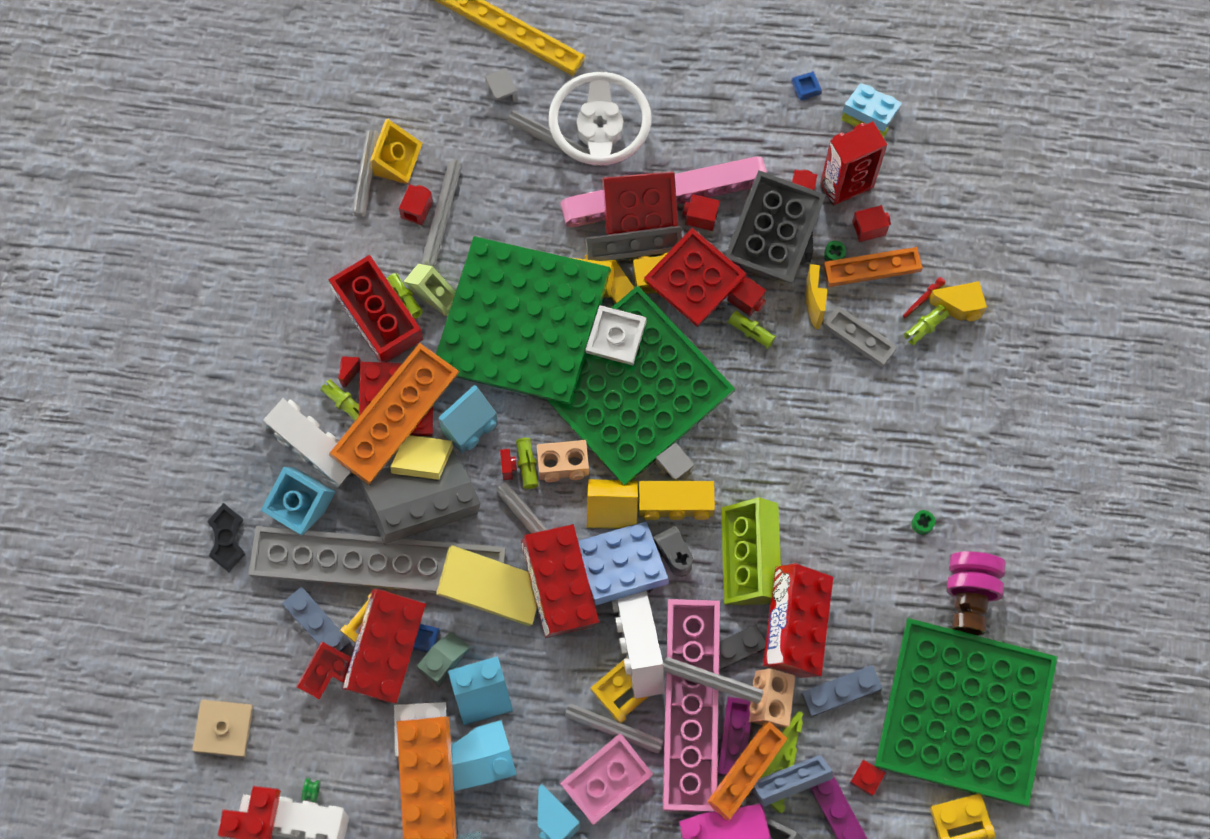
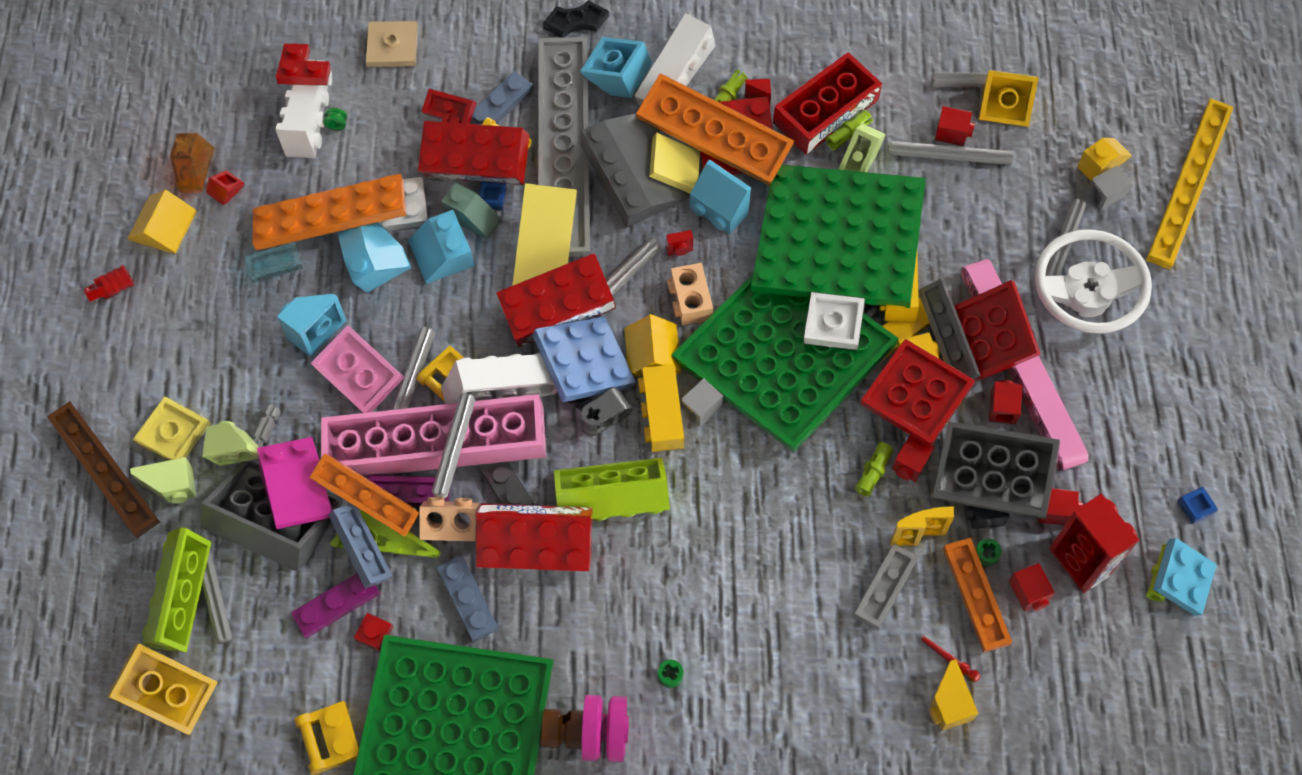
camera: 85 degrees right, 5 degrees down
(470, 86) = (1102, 156): none -> yellow slope
(527, 463) = (684, 259): lime pin -> none
(926, 324) = (915, 661): lime pin -> none

